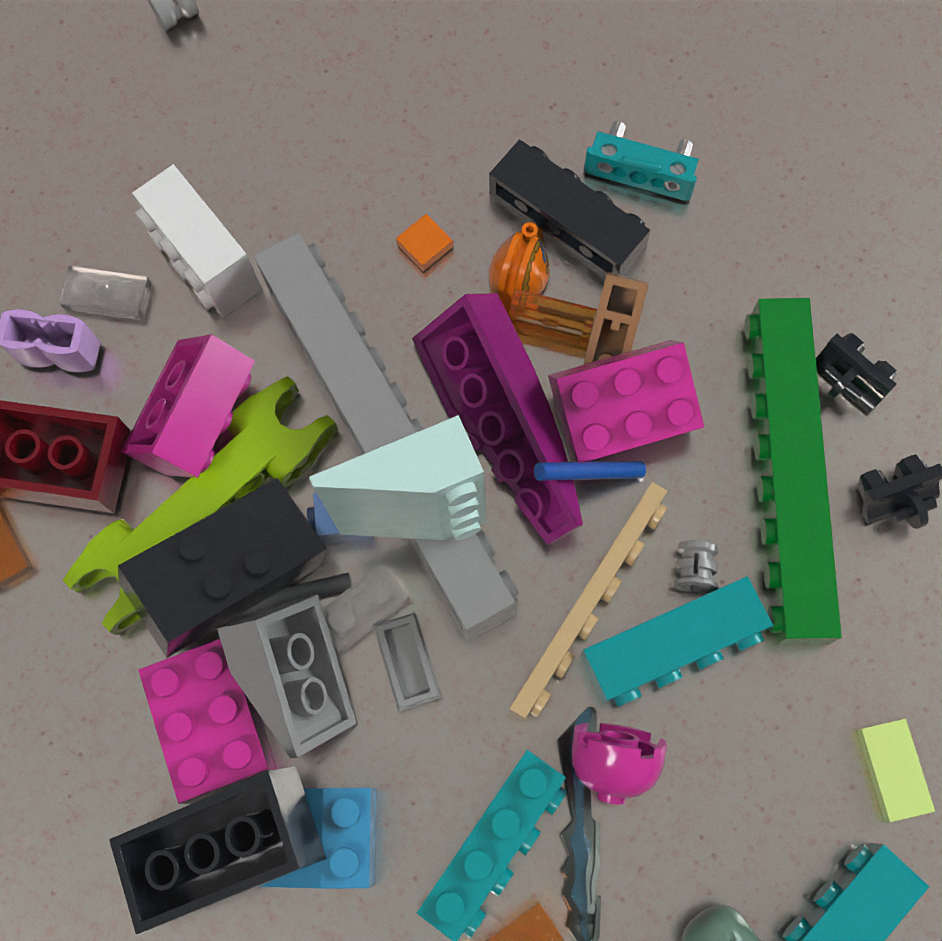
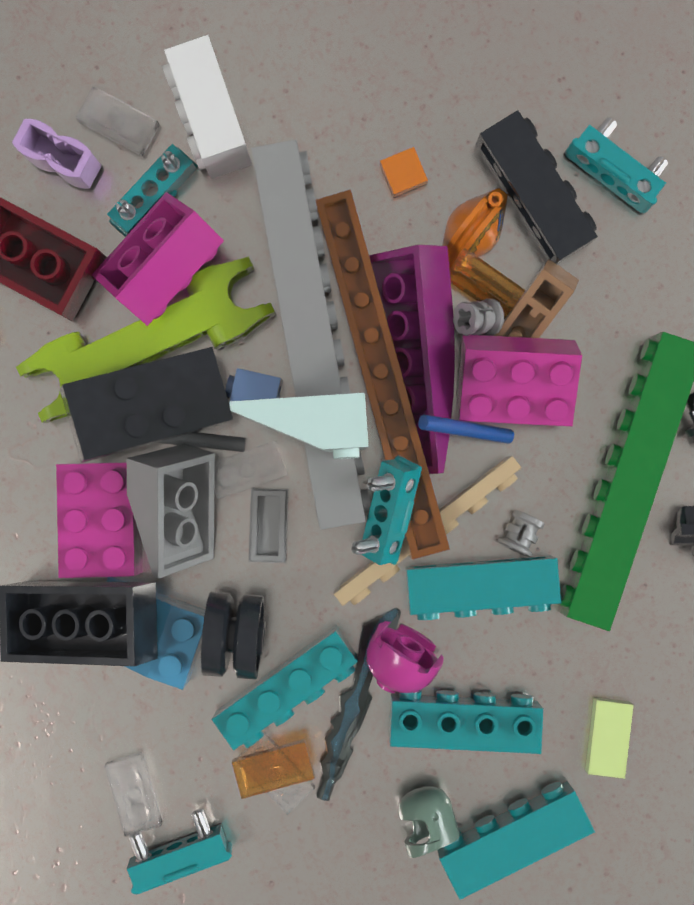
camera: 20 degrees right, 15 degrees up
(175, 321) = (172, 163): none -> teal piece
(406, 799) = (230, 634): none -> black wheel
(506, 484) = (380, 363): none -> dark orange plate
(538, 582) = (389, 511): none -> teal piece
(558, 352) = (479, 317): none -> light grey bush
(721, 811) = (466, 722): none -> teal brick

